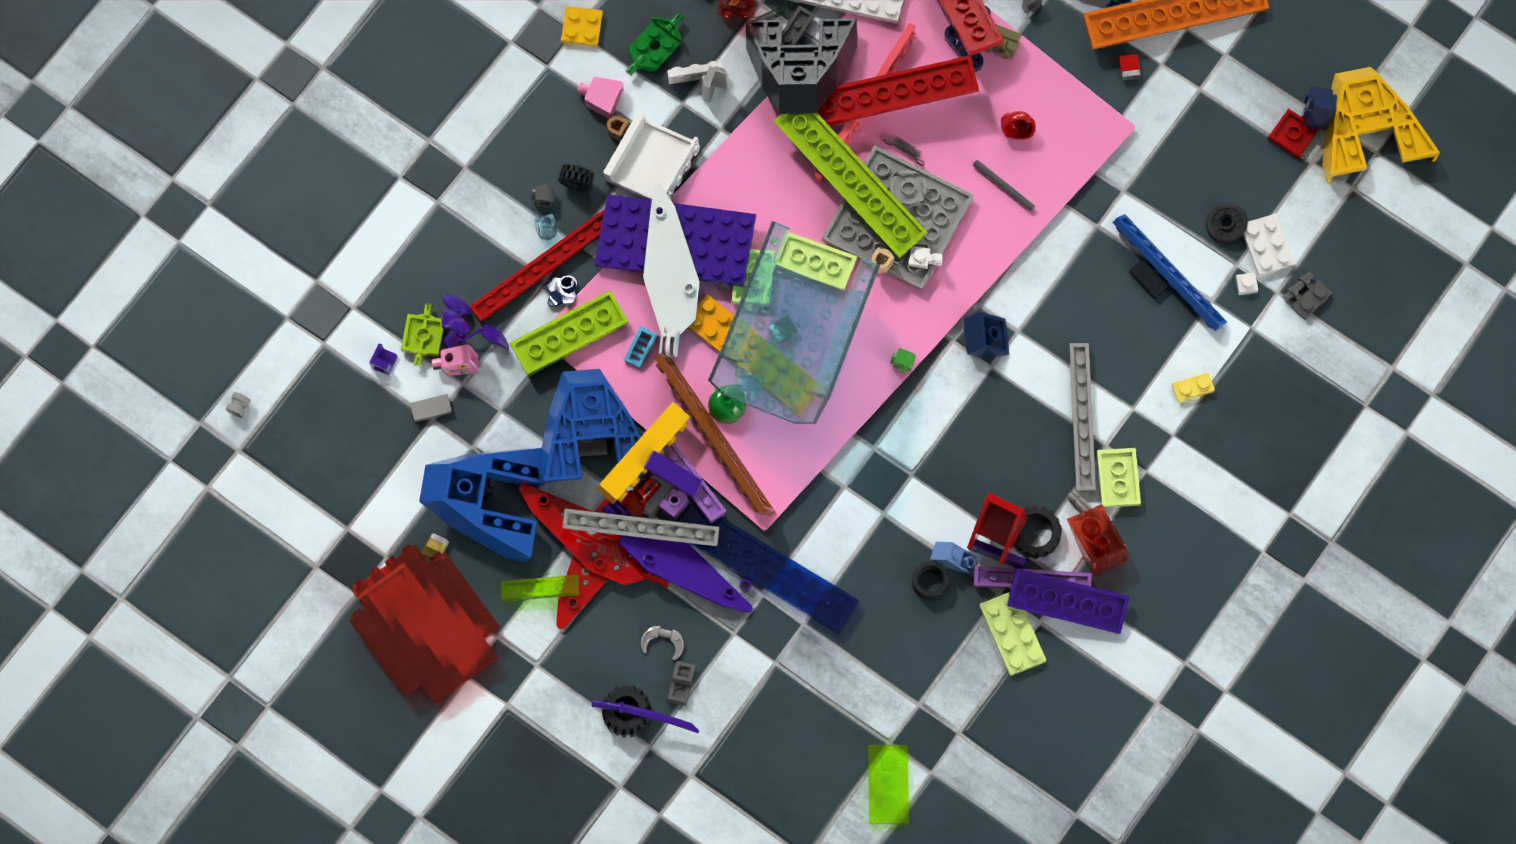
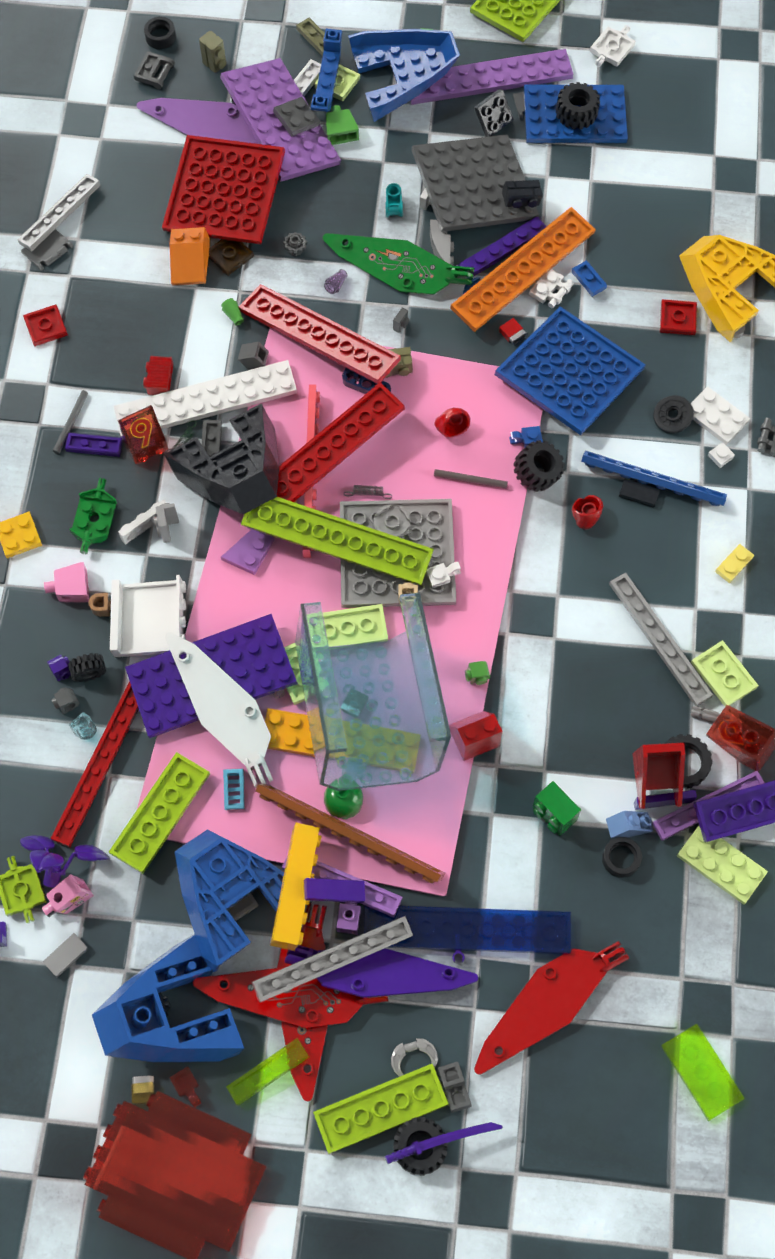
camera: 30 degrees left, 5 degrees down
(470, 561) = (185, 1084): none -> clear red plate
(553, 164) = (59, 667): none -> dark purple plate
(559, 291) = (129, 780): plate -> none
(612, 665) = (380, 1108): none -> lime plate
(770, 148) = (249, 551): none -> medium lavender wing
(798, 660) = (548, 1002): none -> red wing
(868, 412) = (476, 734): none -> red slope
(898, 510) = (556, 808): none -> green brick
(986, 335) = (534, 613): dark blue slope -> none
(1080, 175) = (526, 436): none -> blue plate
(1084, 203) = (547, 457): none -> black tyre
(1089, 270) = (587, 511): none -> red hair
(1157, 131) = (570, 370): none -> blue plate
(1191, 38) = (547, 284): none -> white plate
(1232, 52) = (589, 278): none -> blue plate
(1319, 107) = (689, 283): dark blue brick -> none

